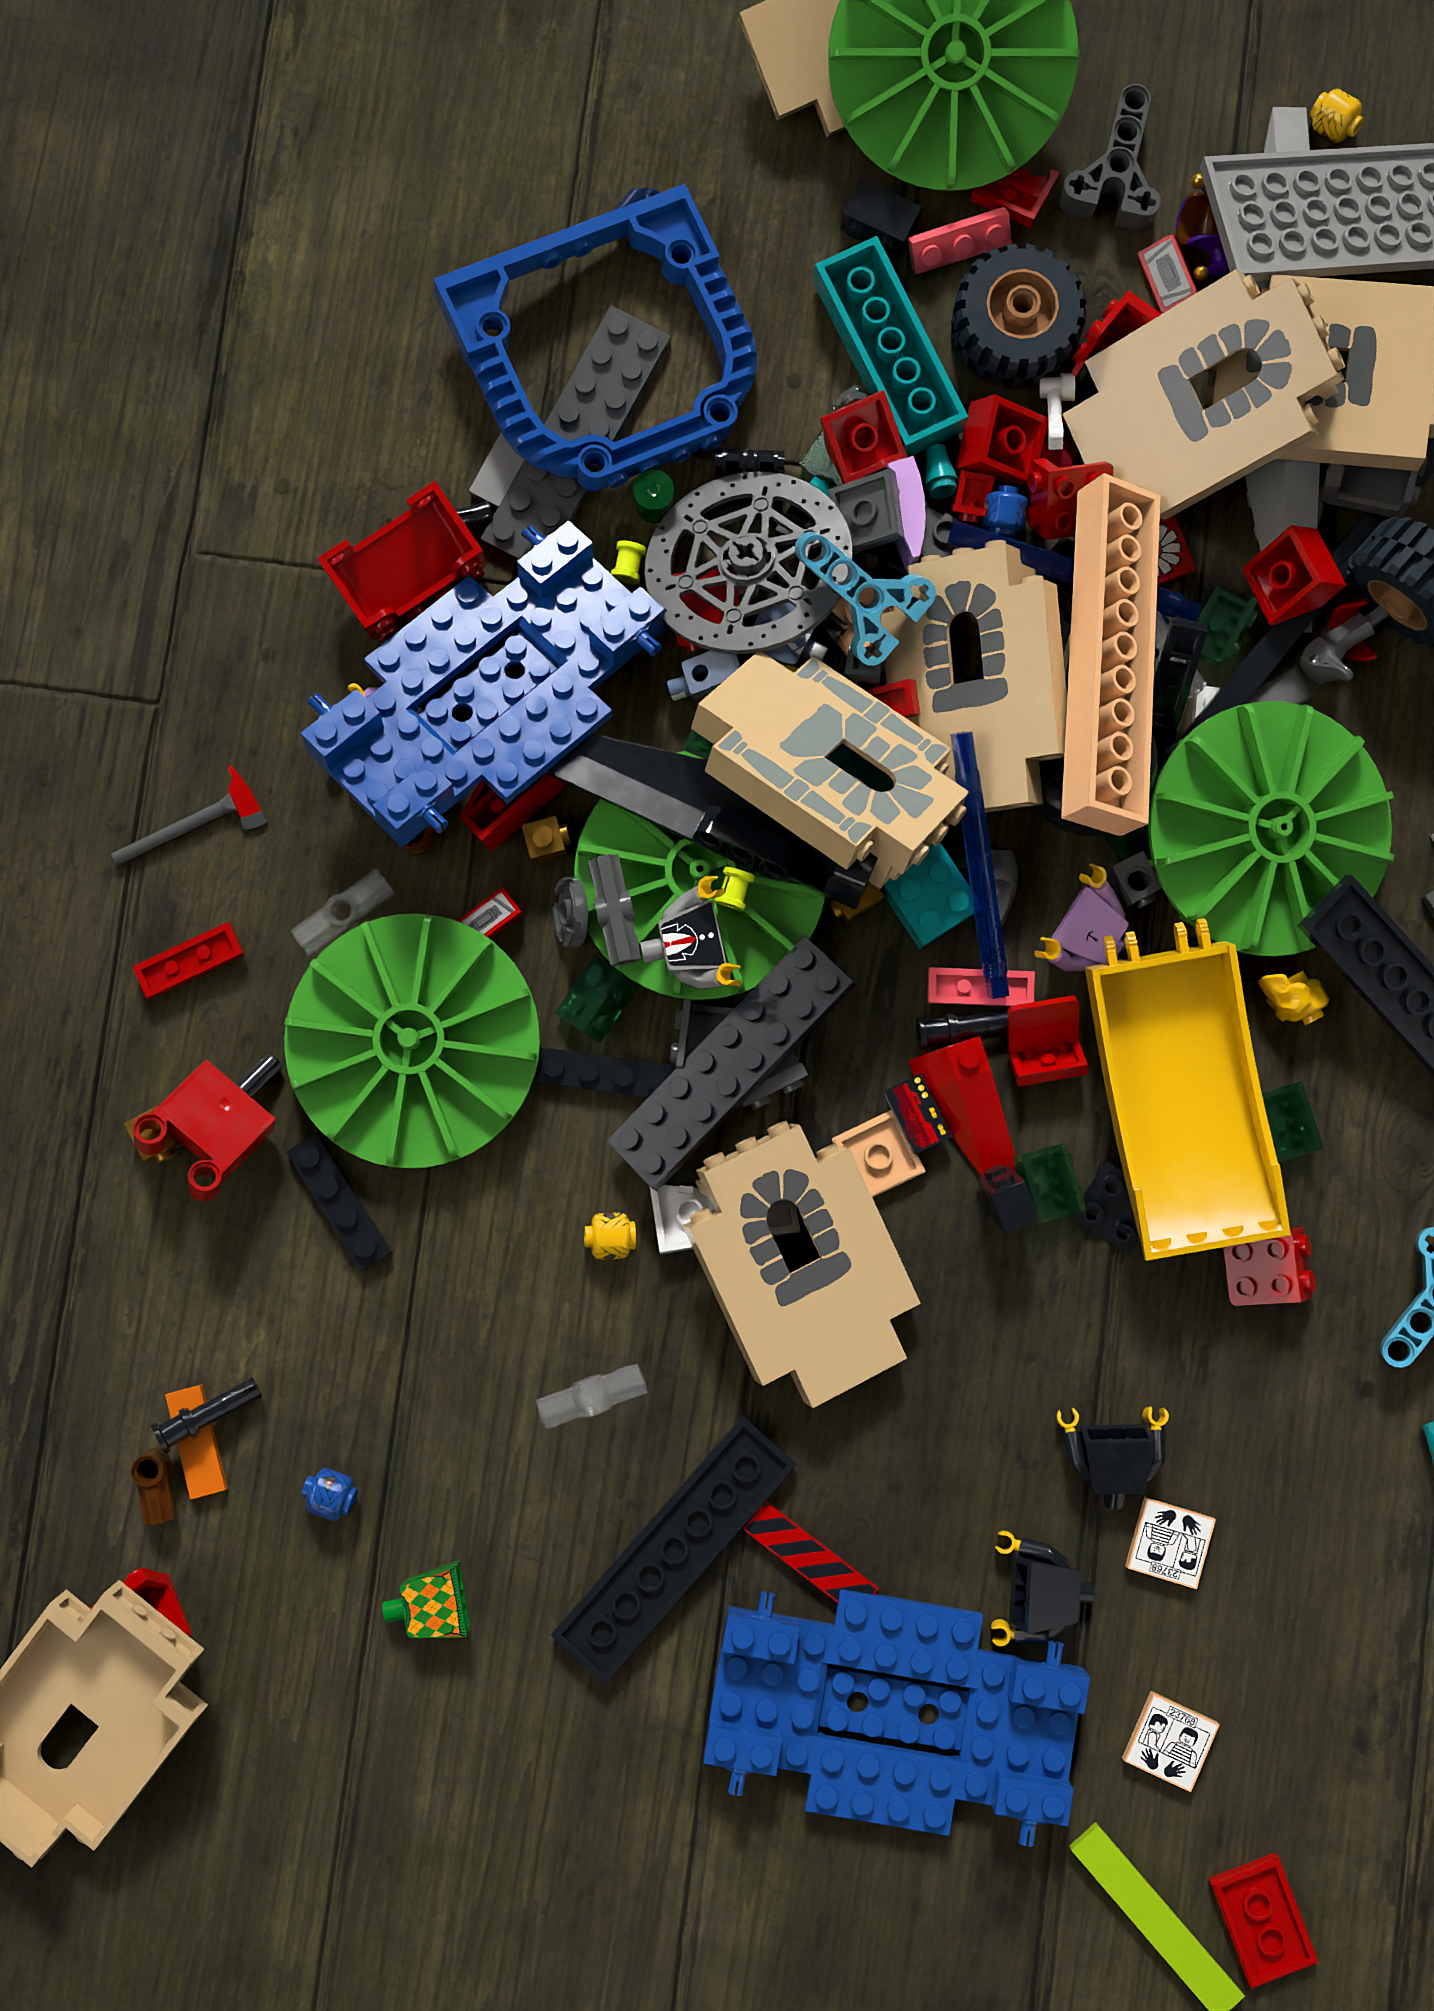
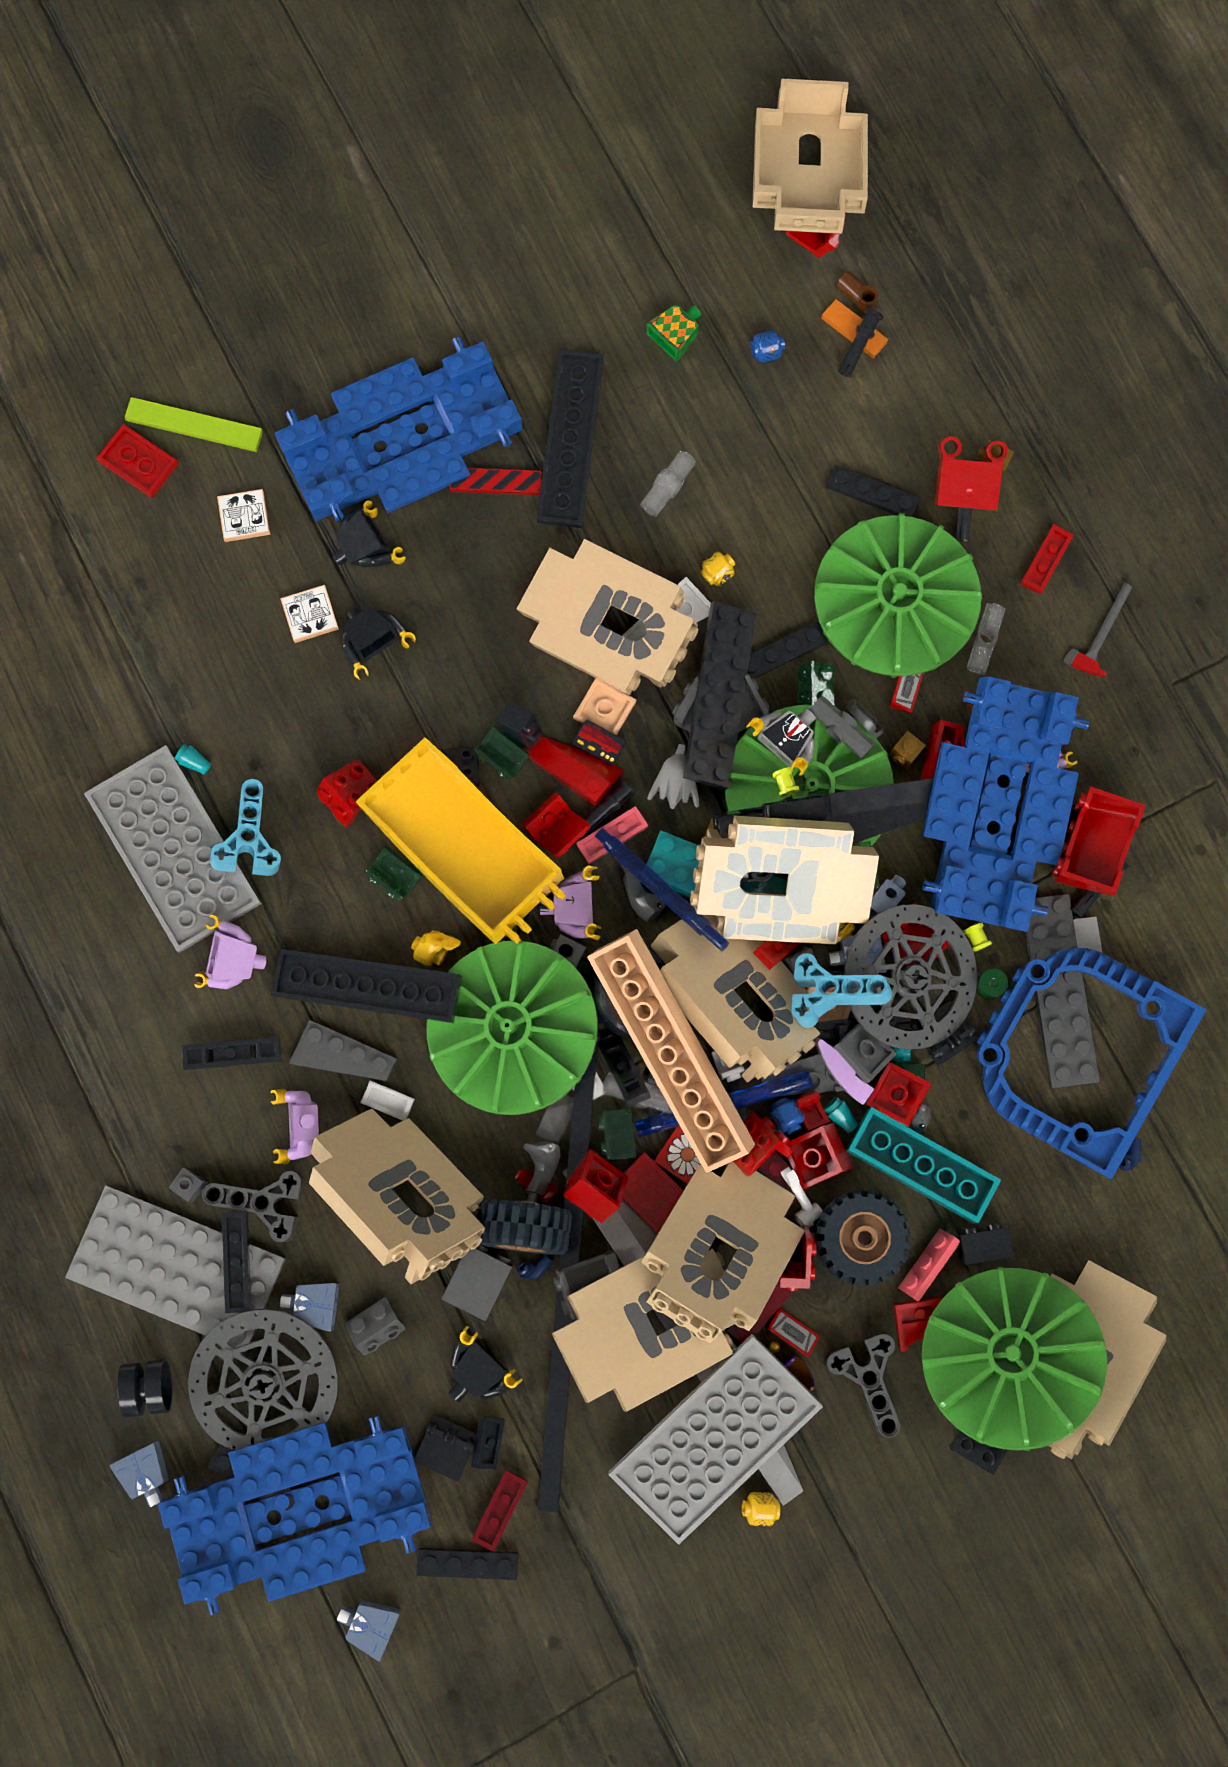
camera: 145 degrees right, 5 degrees down
(864, 1002) = (671, 781): none -> light grey piece
(1222, 535) = (650, 1192): none -> red tile

